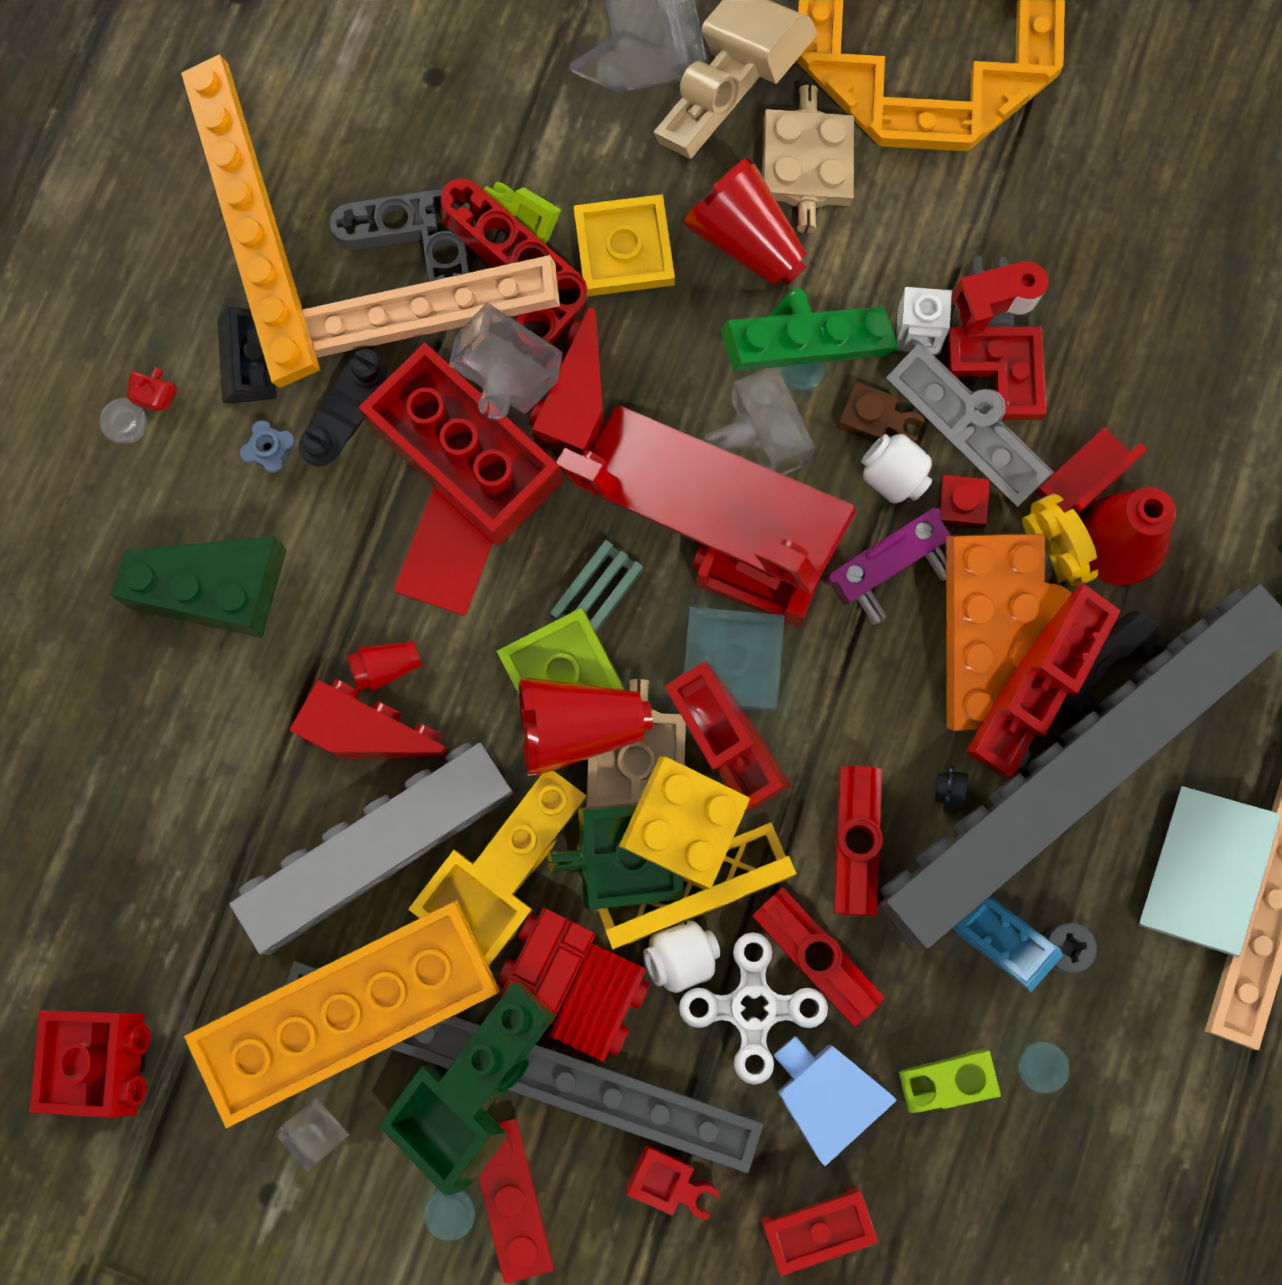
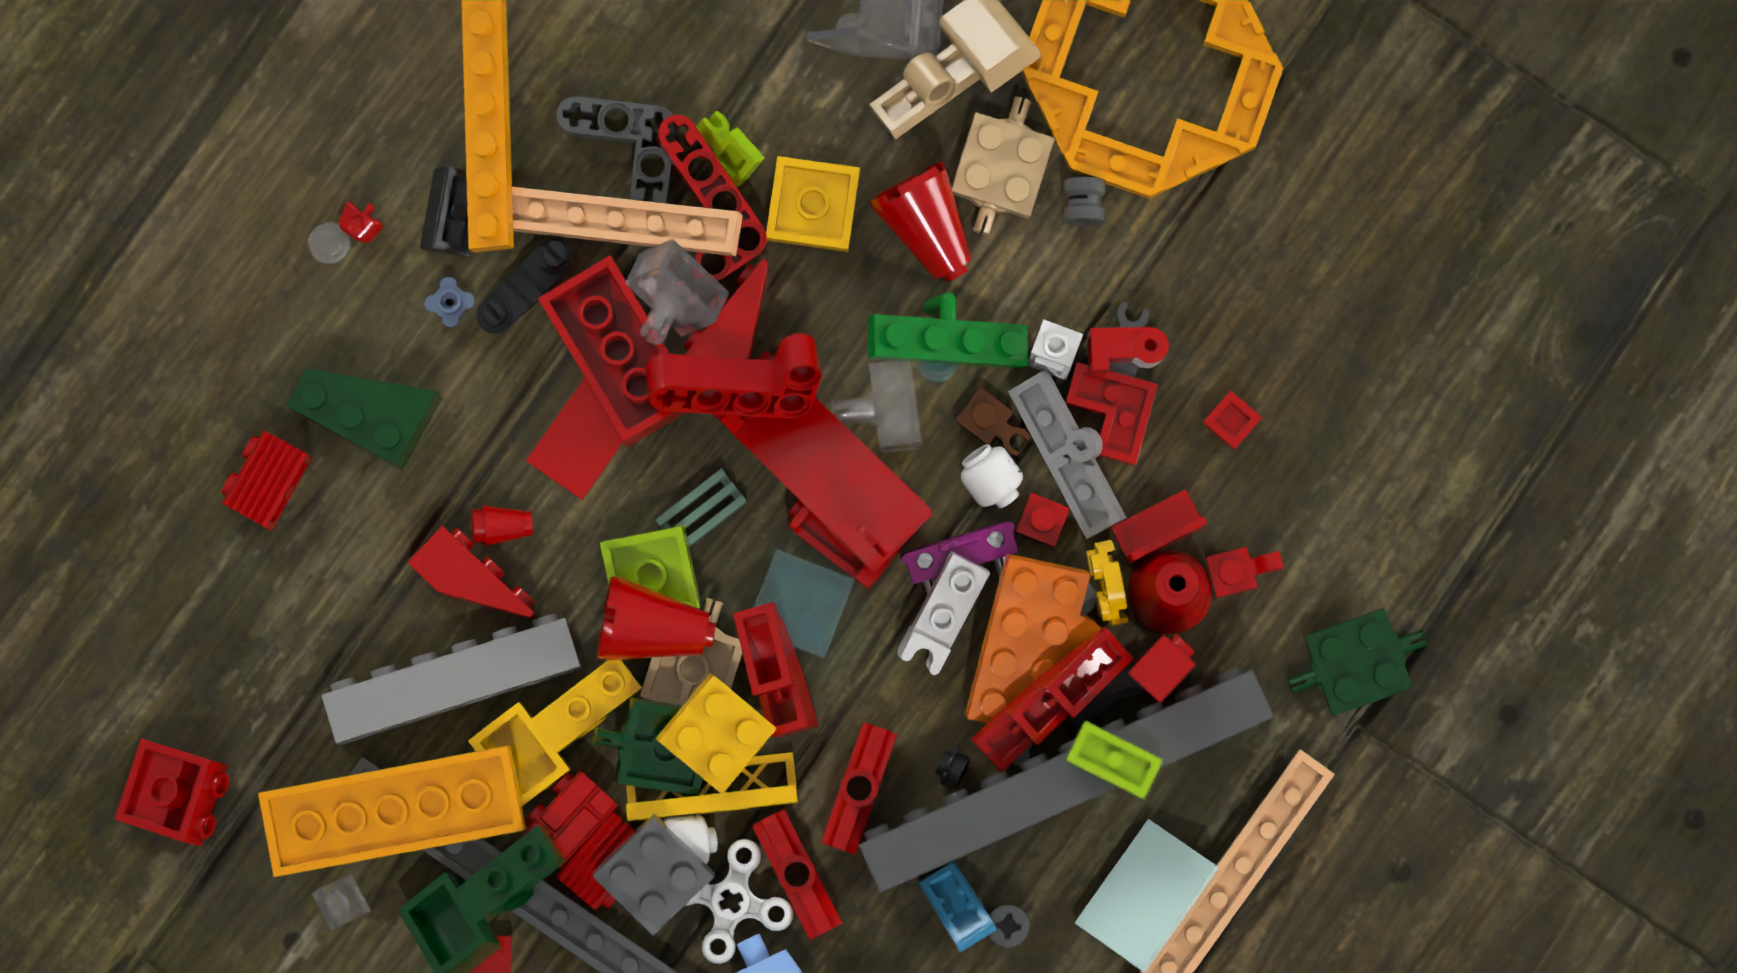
camera: 15 degrees right, 5 degrees up
(112, 685) = (266, 479): none -> red brick
(602, 437) = (737, 385): none -> red beam
(659, 1002) = (653, 874): none -> dark grey plate
(892, 623) = (944, 611): none -> white plate
(905, 168) = (1084, 201): none -> dark grey wheel
(1129, 344) = (1232, 420): none -> red plate
(1147, 723) = (1114, 760): none -> lime plate
(1164, 604) = (1163, 666): none -> red slope
(1192, 495) = (1236, 572): none -> red plate

